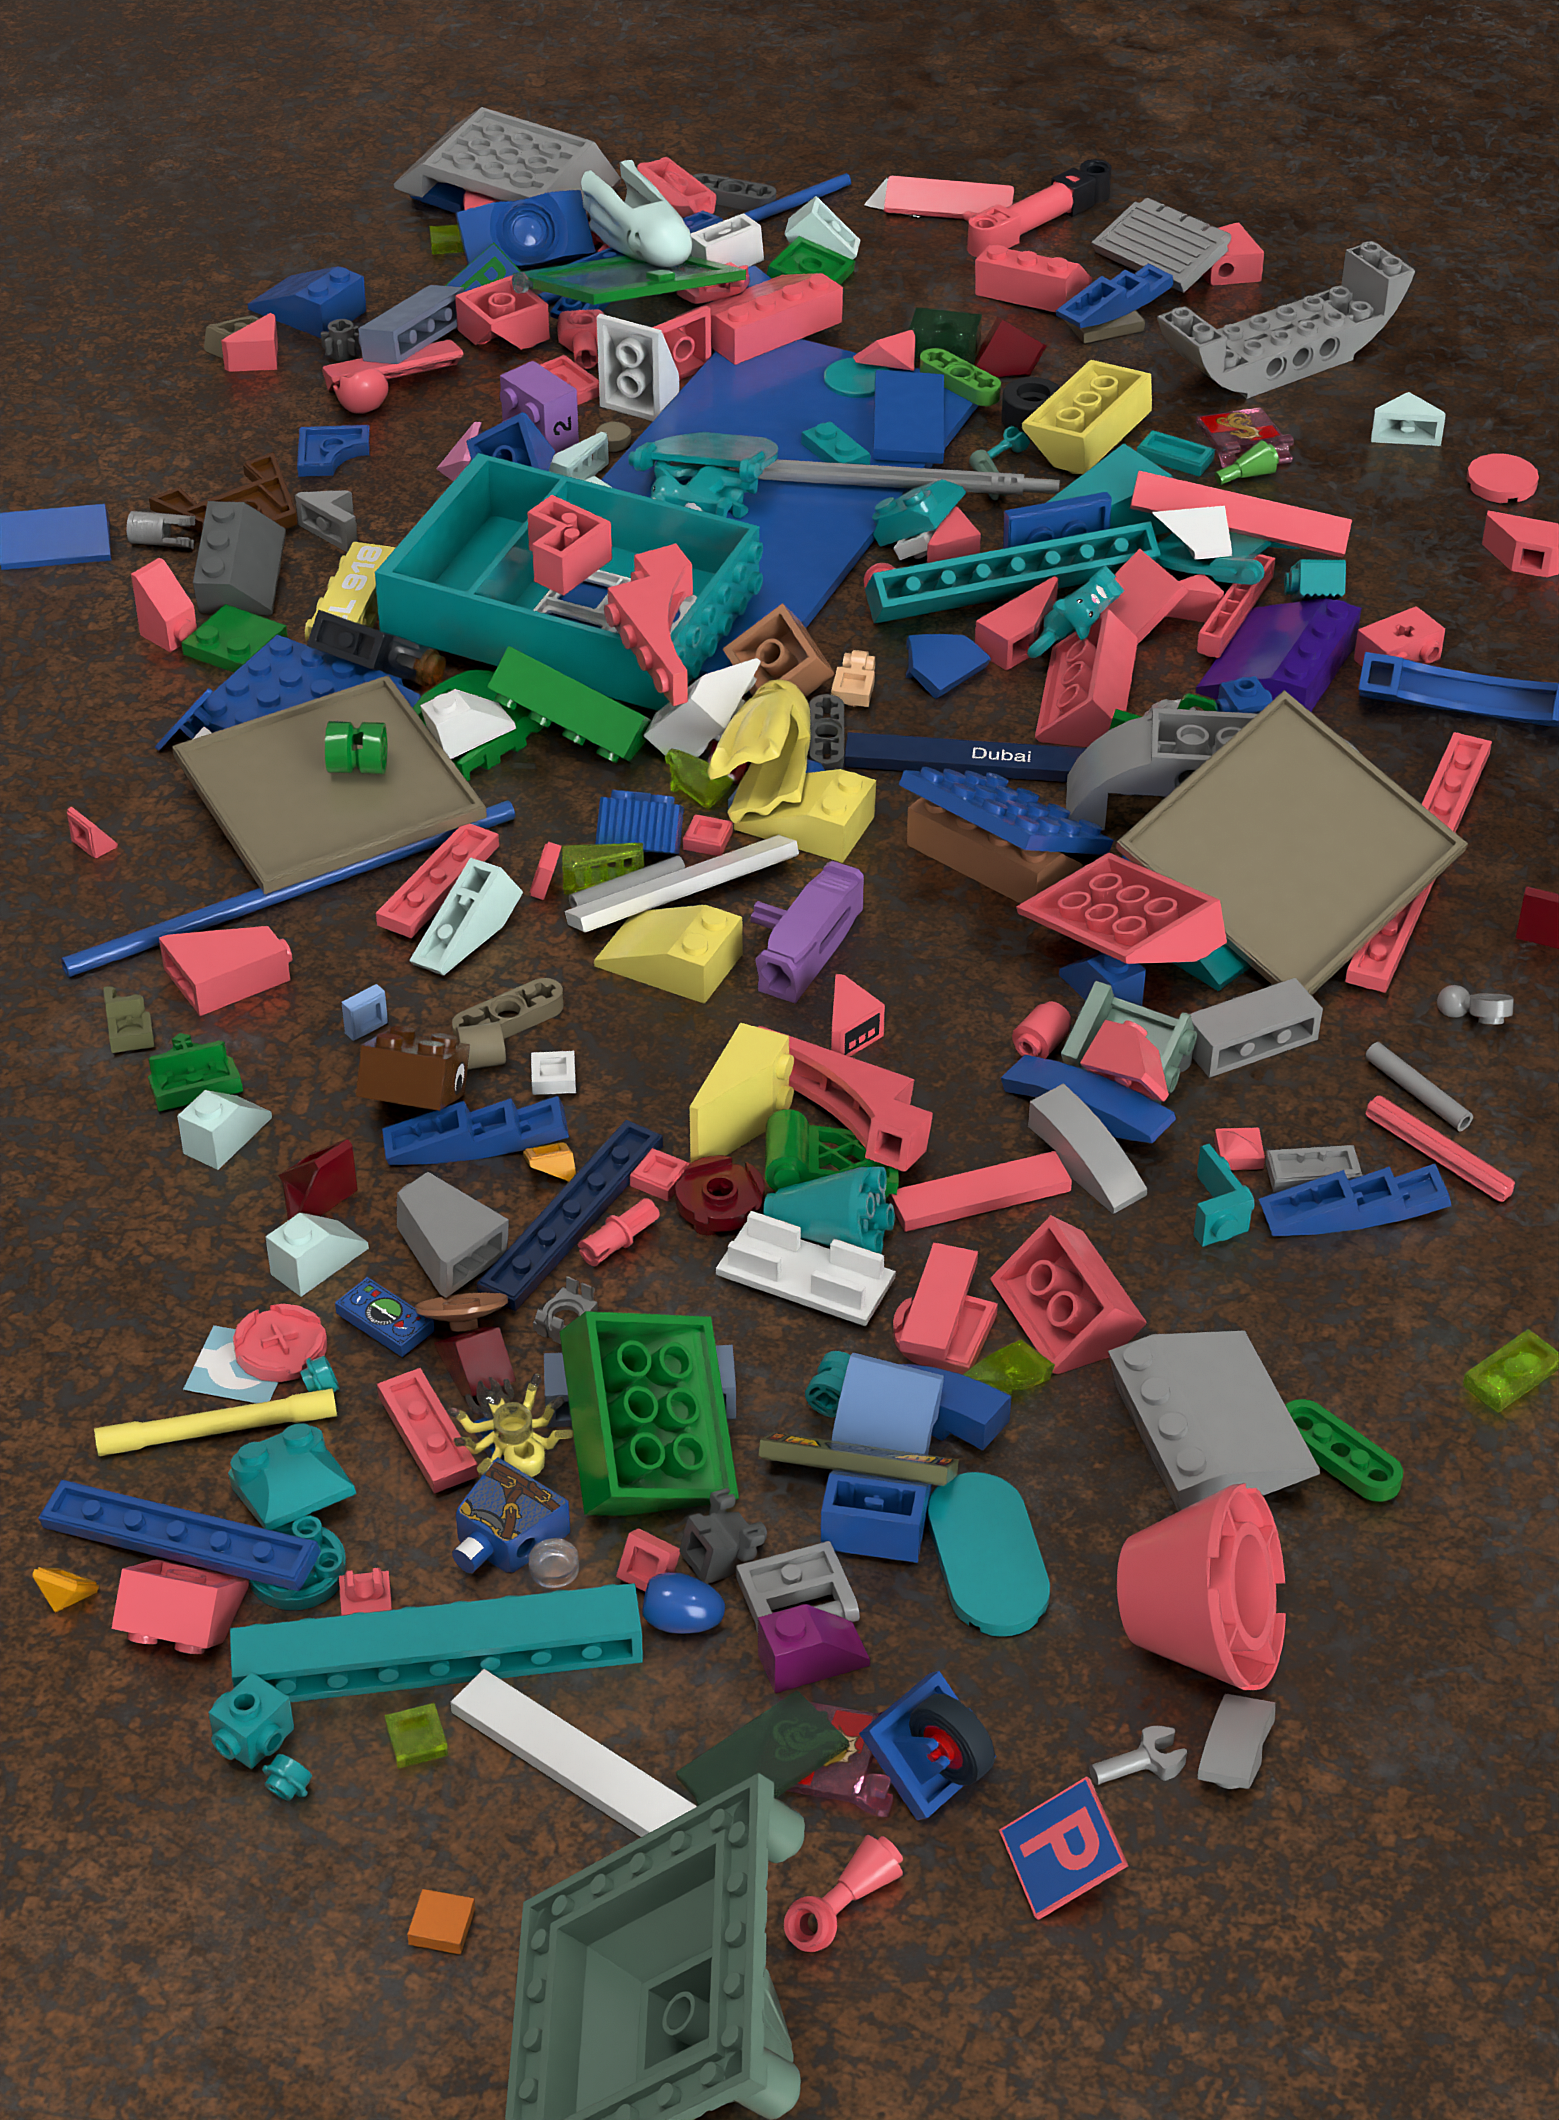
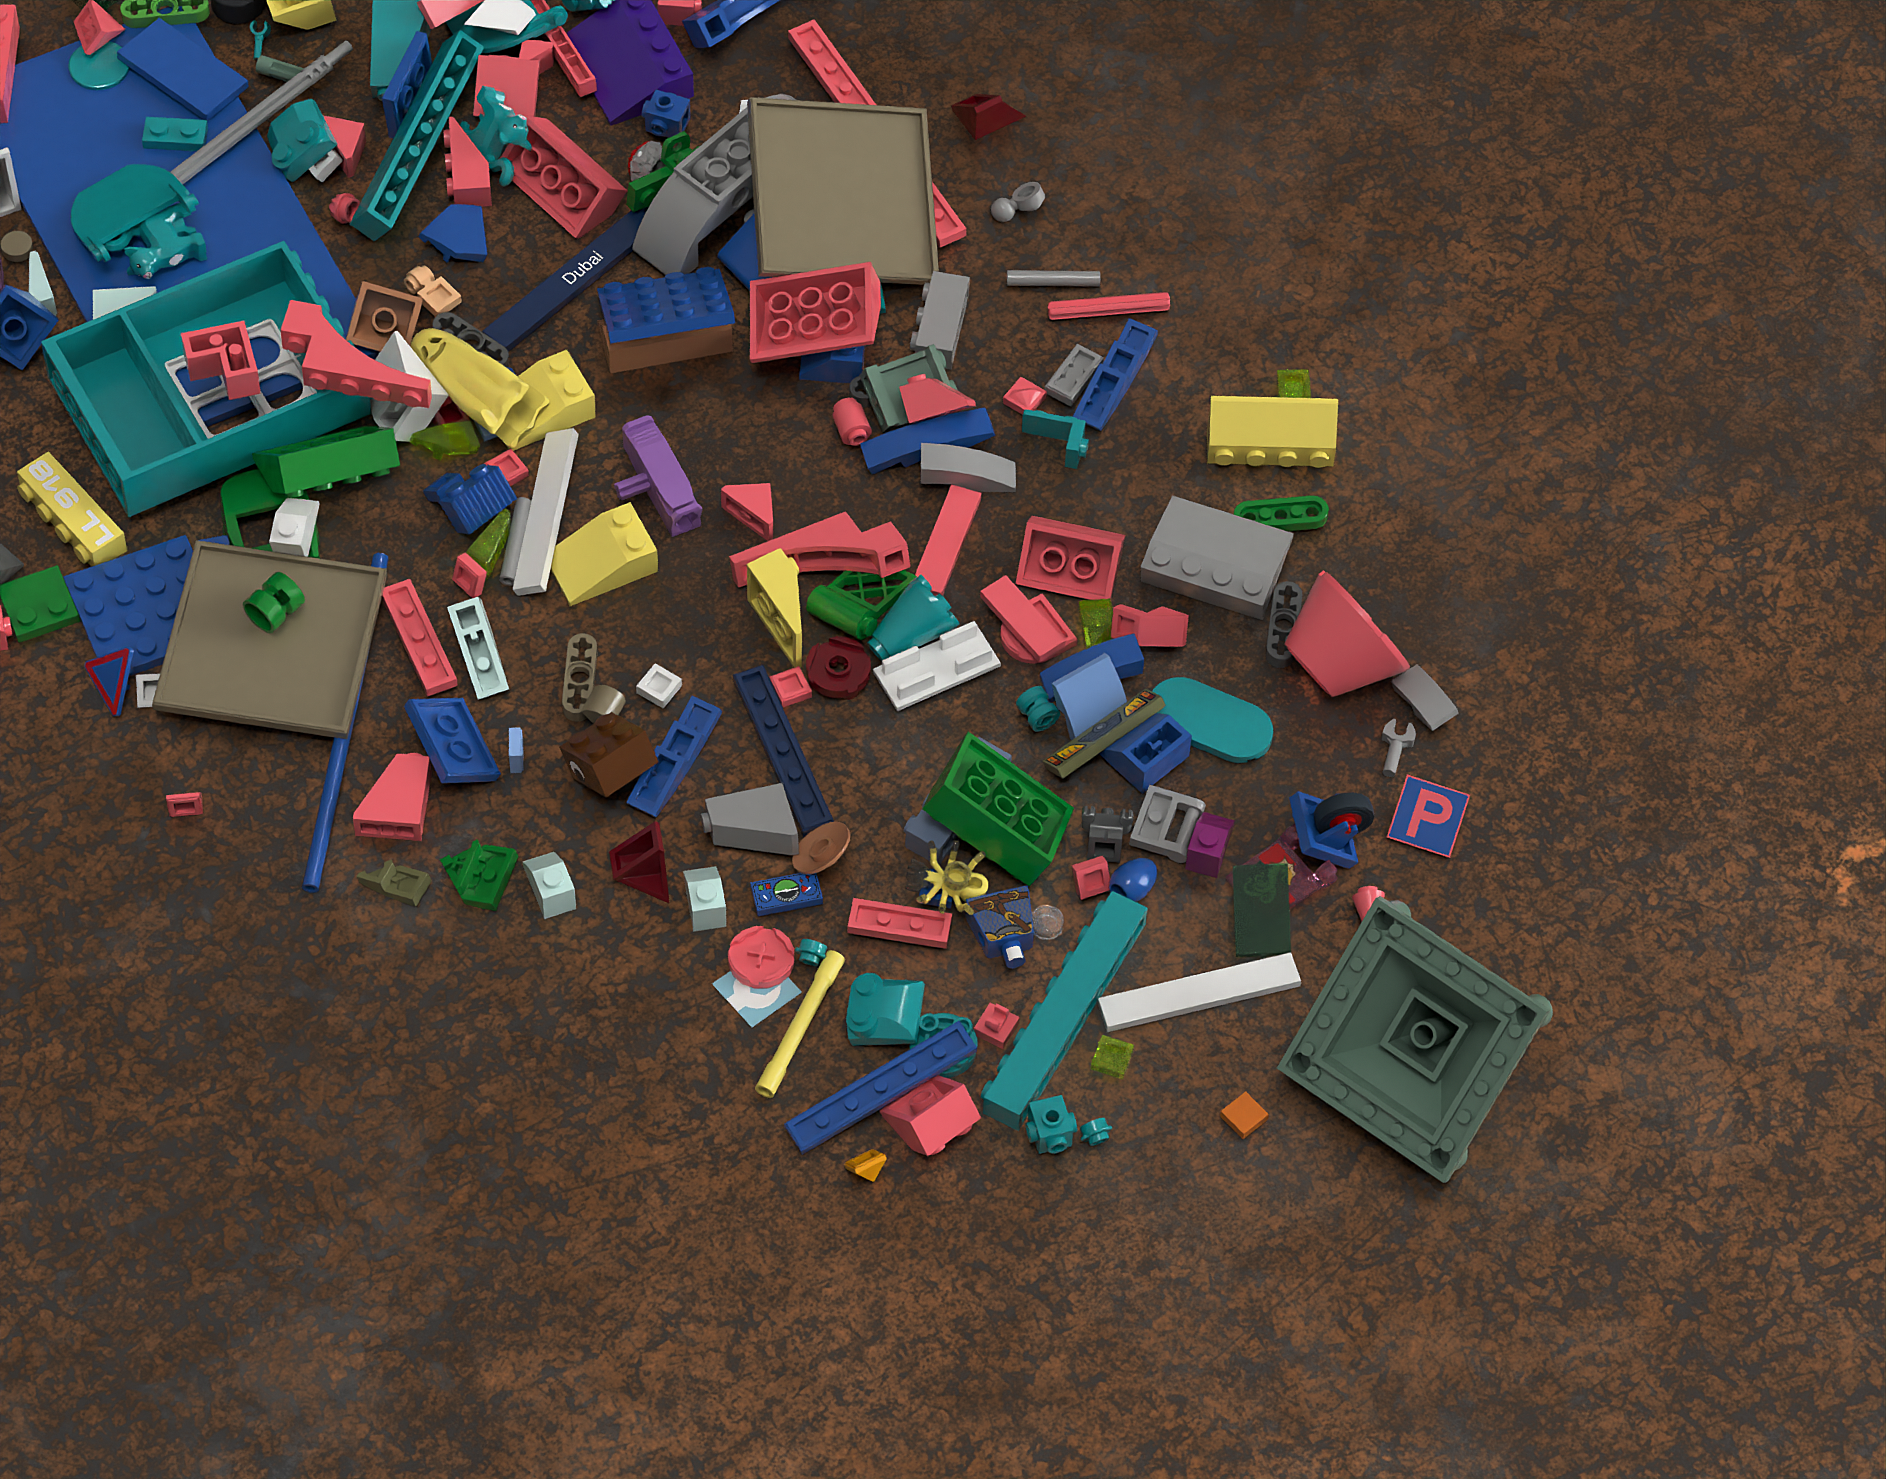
camera: 55 degrees left, 15 degrees up
(329, 960) = (452, 740): none -> blue tile
(376, 649) = (152, 530): black plate -> none
(475, 1358) = (869, 867): dark red slope -> none
(552, 1159) = (730, 732): light orange slope -> none
(566, 1299) = (862, 790): light grey piece -> none
(618, 1232) = (823, 736): coral axle -> none
(1047, 1418) = (1154, 628): none -> coral slope
(1435, 1366) = (1272, 431): none -> light yellow slope

